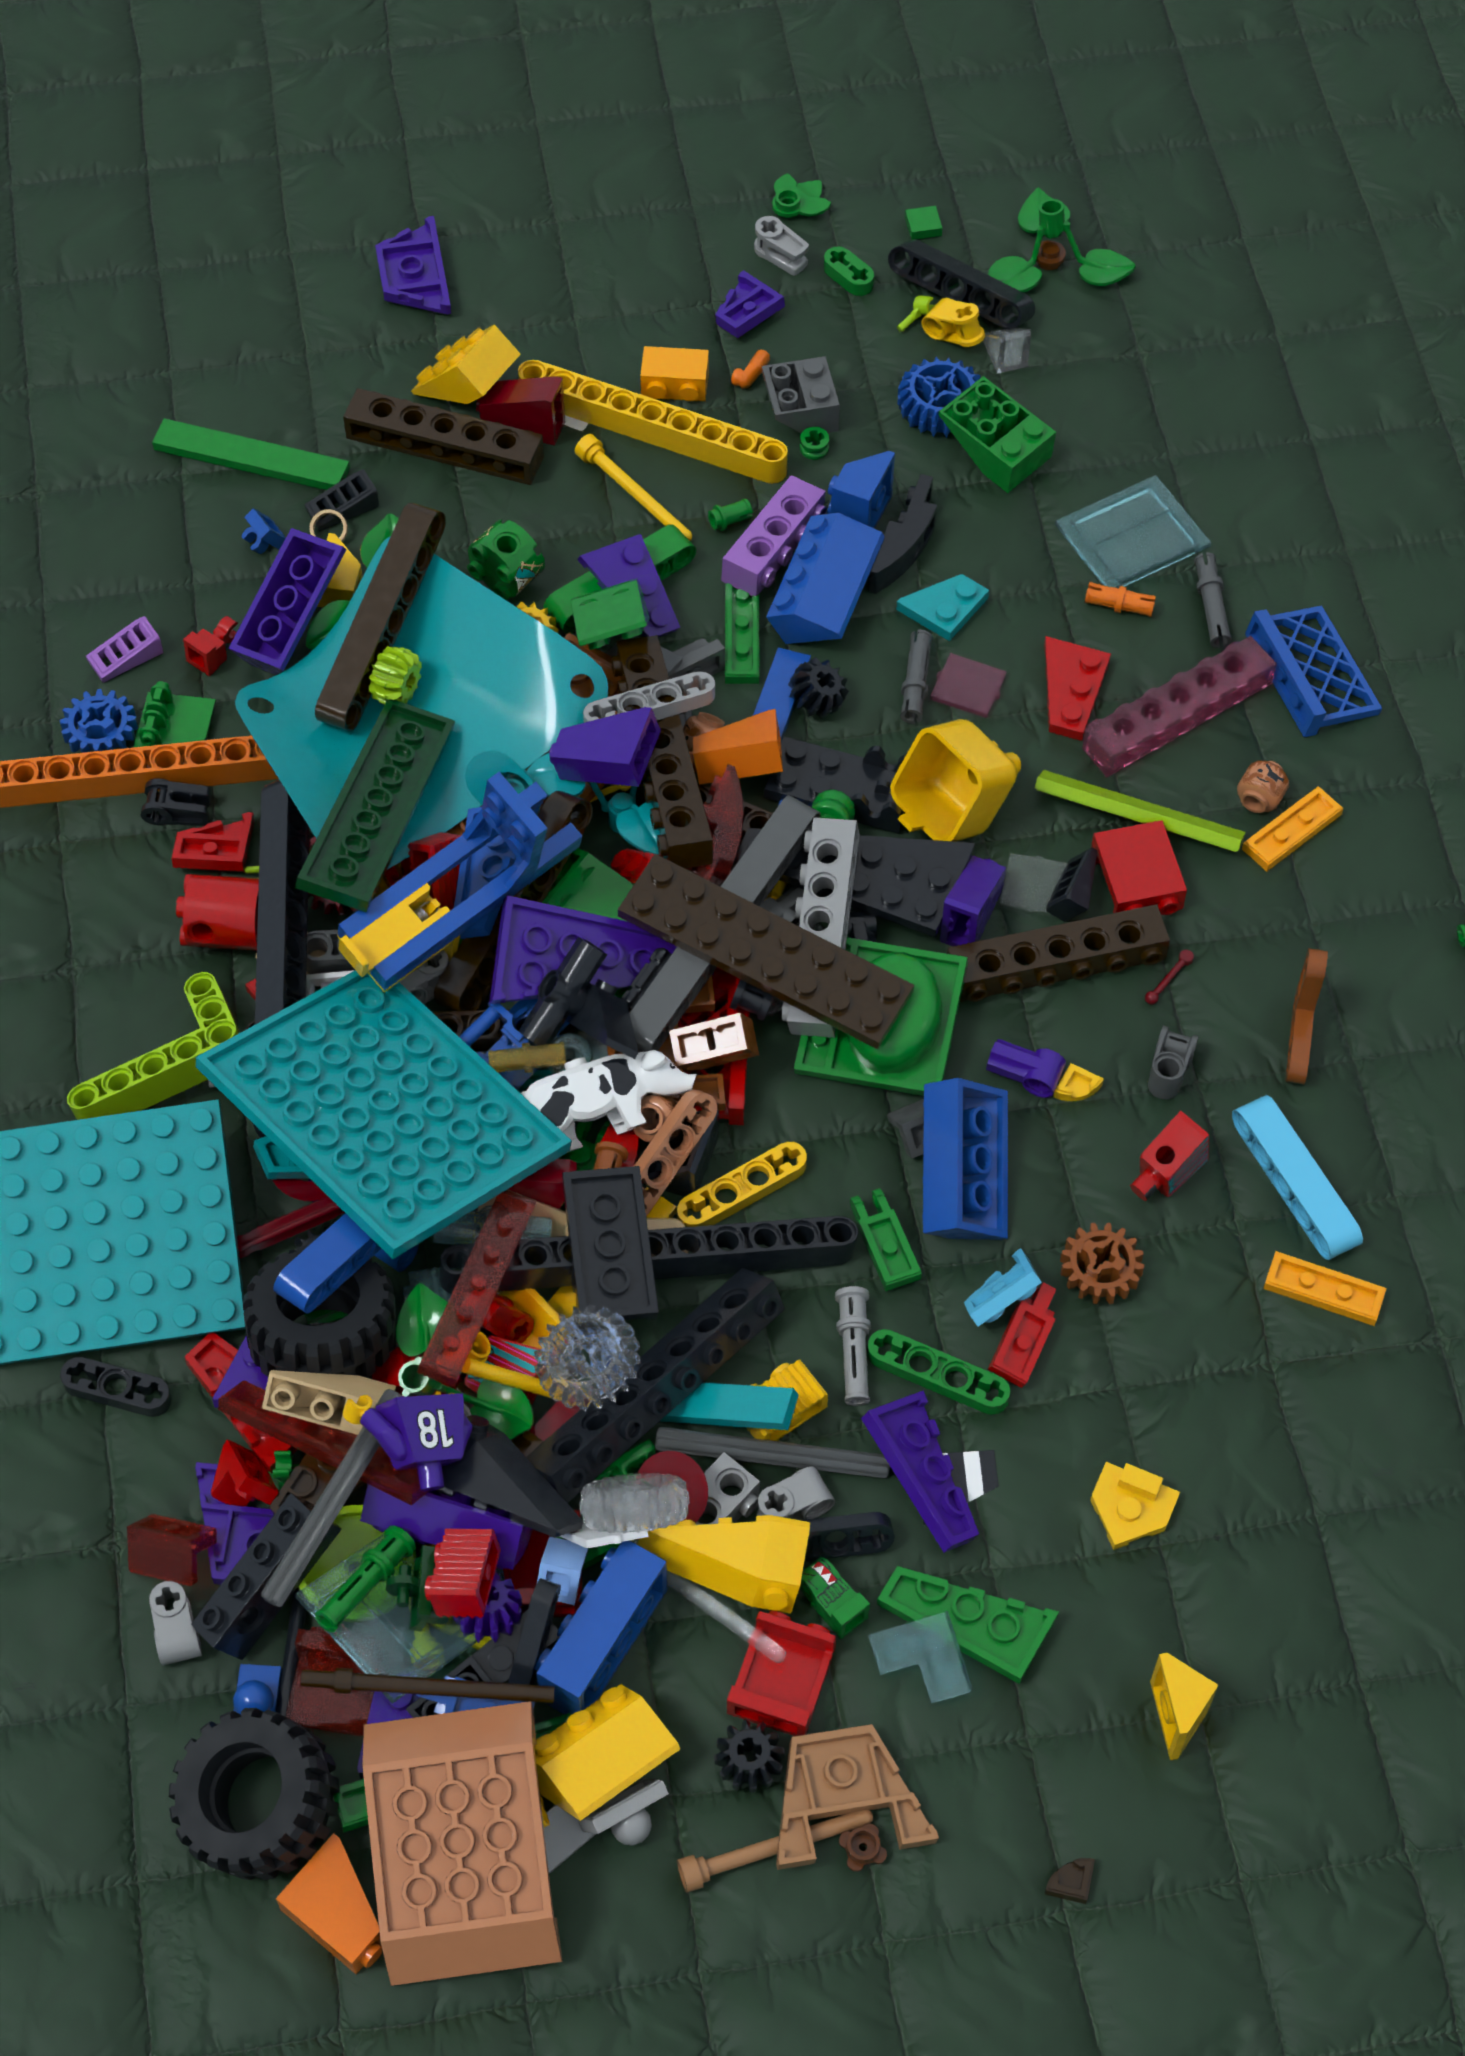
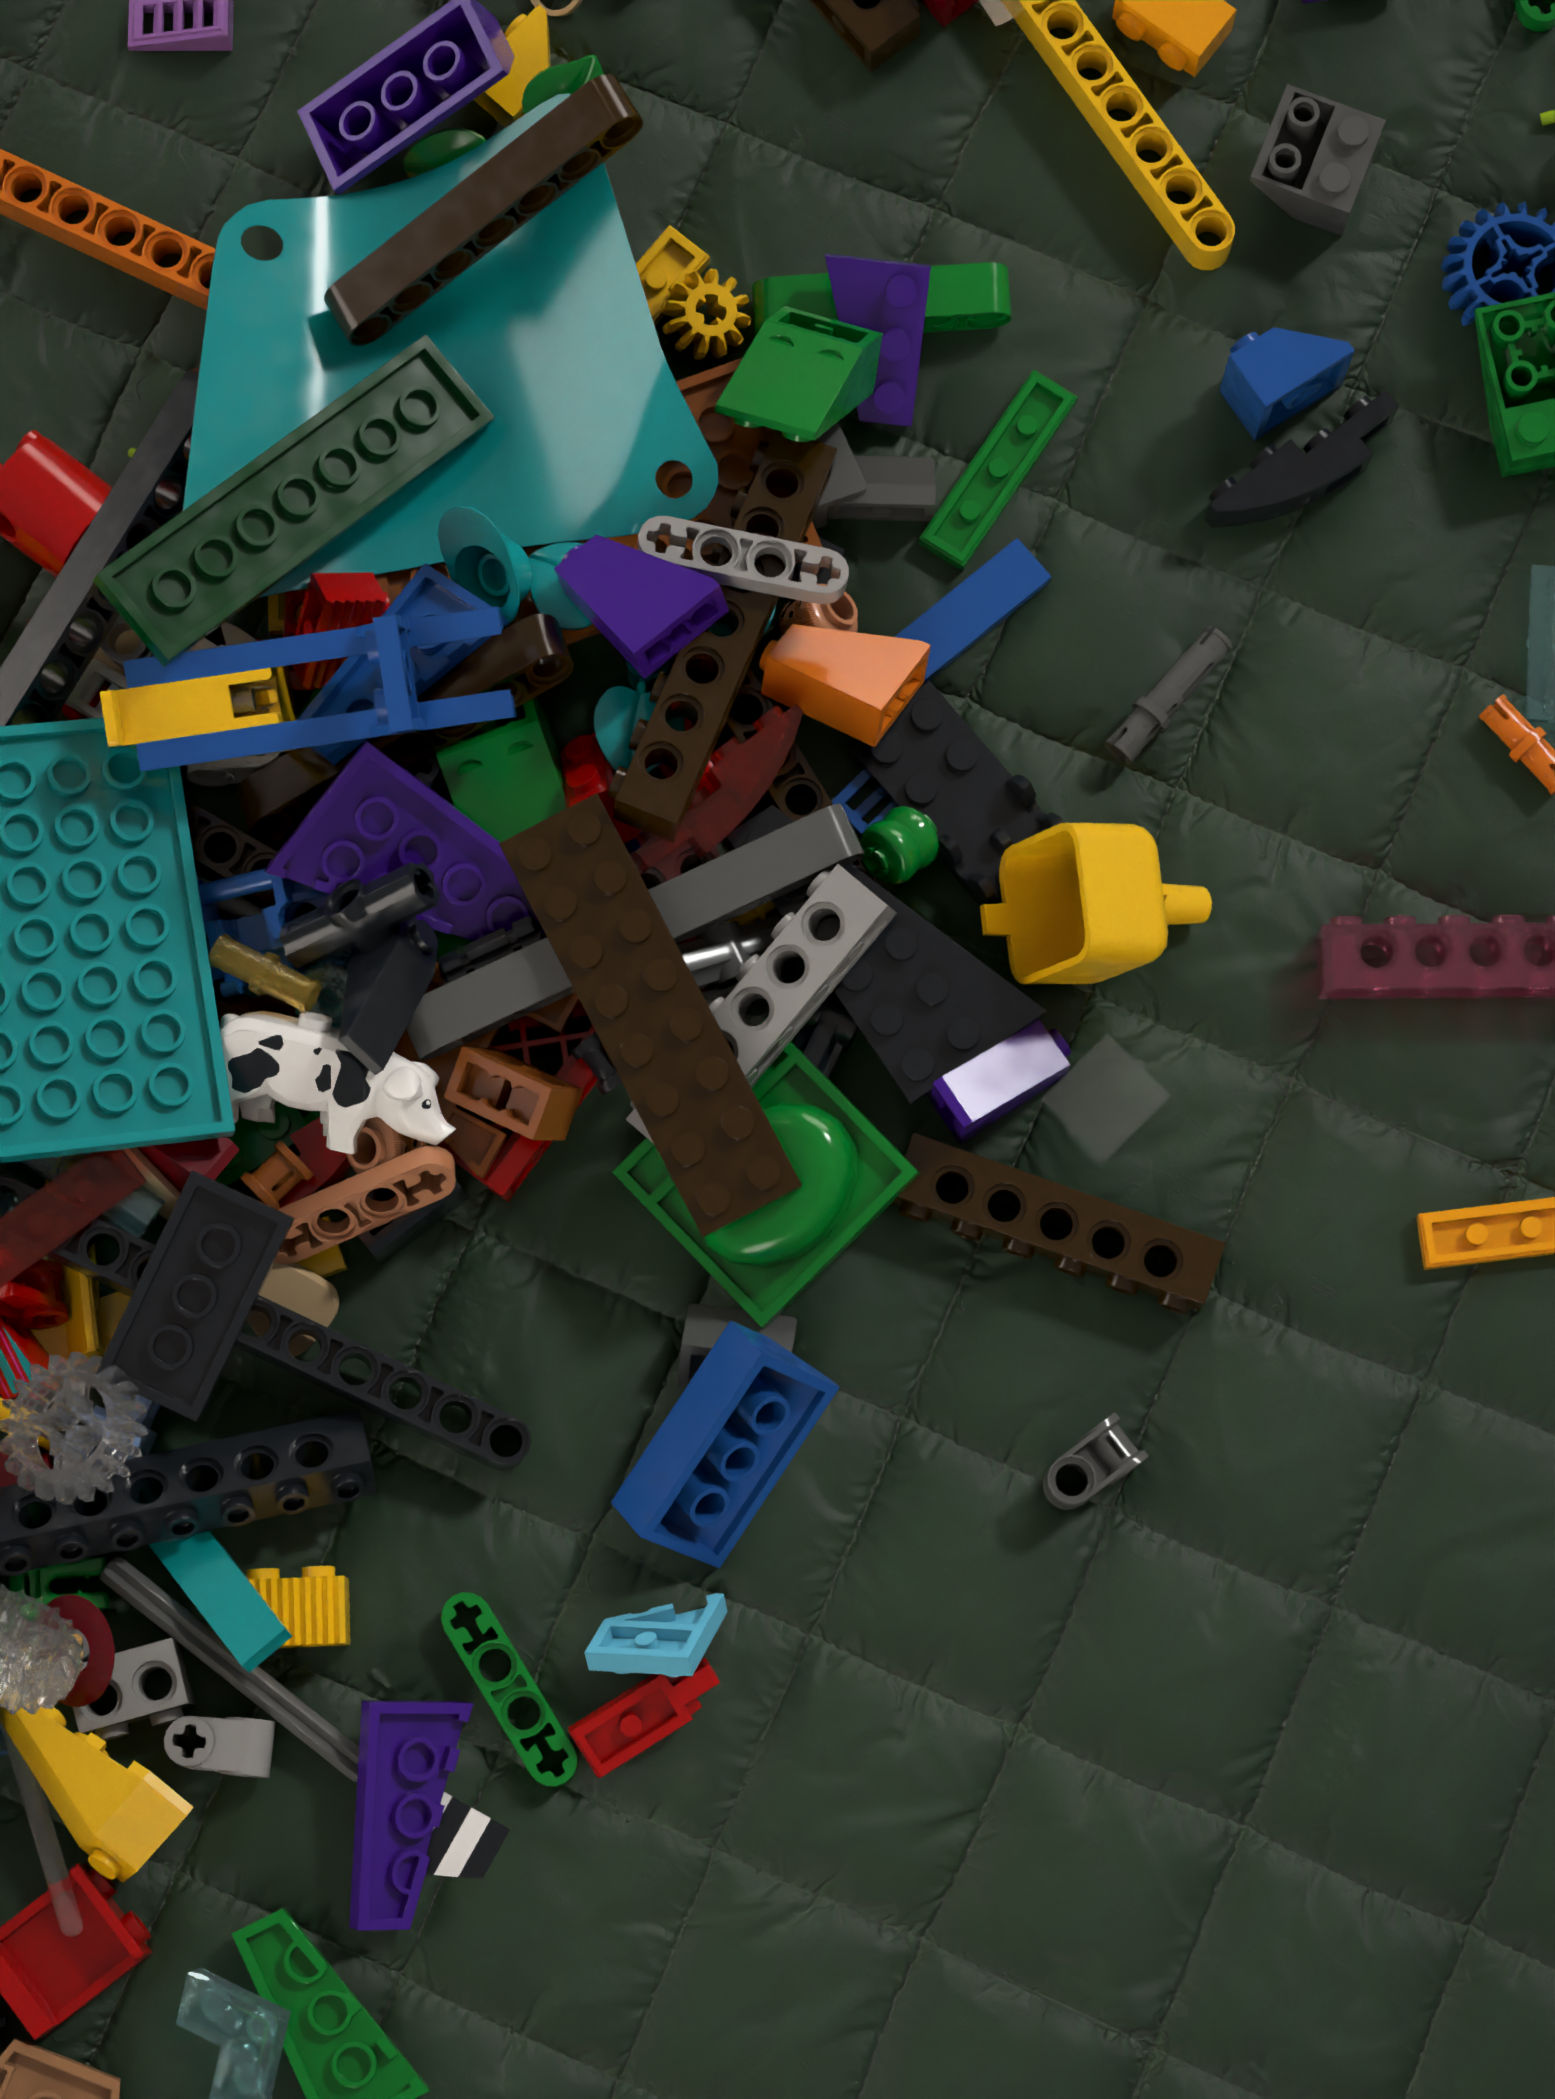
camera: 35 degrees right, 20 degrees up
(98, 722) = (69, 100): blue gear -> none
(173, 717) = (176, 172): green hinge -> none
(176, 803) = (91, 282): black piece -> none
(208, 650) = (283, 85): red piece -> none
(214, 845) = (111, 393): red wing -> none
(395, 675) = (455, 306): lime gear -> none
(505, 559) = (743, 160): green brick -> none
(591, 451) = (980, 71): yellow piece -> none
(730, 514) = (1096, 287): green pin -> none
(745, 1191) = (444, 1284): yellow beam -> none
(753, 370) = (1287, 71): orange arm -> none
(772, 536) = (1190, 319): medium lavender brick -> none
(817, 451) = (1280, 228): green bush -> none
(818, 687) = (1040, 643): black gear -> none
(824, 579) = (1142, 476): blue slope -> none
(833, 1597) = (185, 1892): green leg -> none
(853, 1328) = (445, 1568): light grey pin -> none
(862, 1523) = (231, 1816): black beam -> none
(886, 1242) = (563, 1480): green hinge -> none
(945, 605) = (1288, 606): teal wing -> none
(968, 685) = (1232, 747): clear pink piece -> none
(1035, 1070) = (910, 1365): dark purple piece -> none
(1073, 685) = (1369, 835): red wing -> none
(1074, 887) = (1148, 1139): black slope -> none
(1077, 1084) = (955, 1416): yellow tile -> none
(1110, 1277) = (813, 1706): dark orange gear -> none
(1132, 1503) = (616, 2011): yellow plate -> none
(1139, 810) = (1316, 1083): lime tile -> none
(1140, 868) = (1247, 1172): red panel -> none
(1172, 1158) = (1005, 1599): red torso -> none
(1185, 958) = (1224, 1328): dark red hinge -> none
(1262, 786) = (1504, 1149): nougat head -> none
(1297, 1177) = (1130, 1726): medium azure beam -> none
(1303, 1015) = (1309, 1508): dark orange beam -> none
(1325, 1288) = (1059, 1890): light orange tile -> none

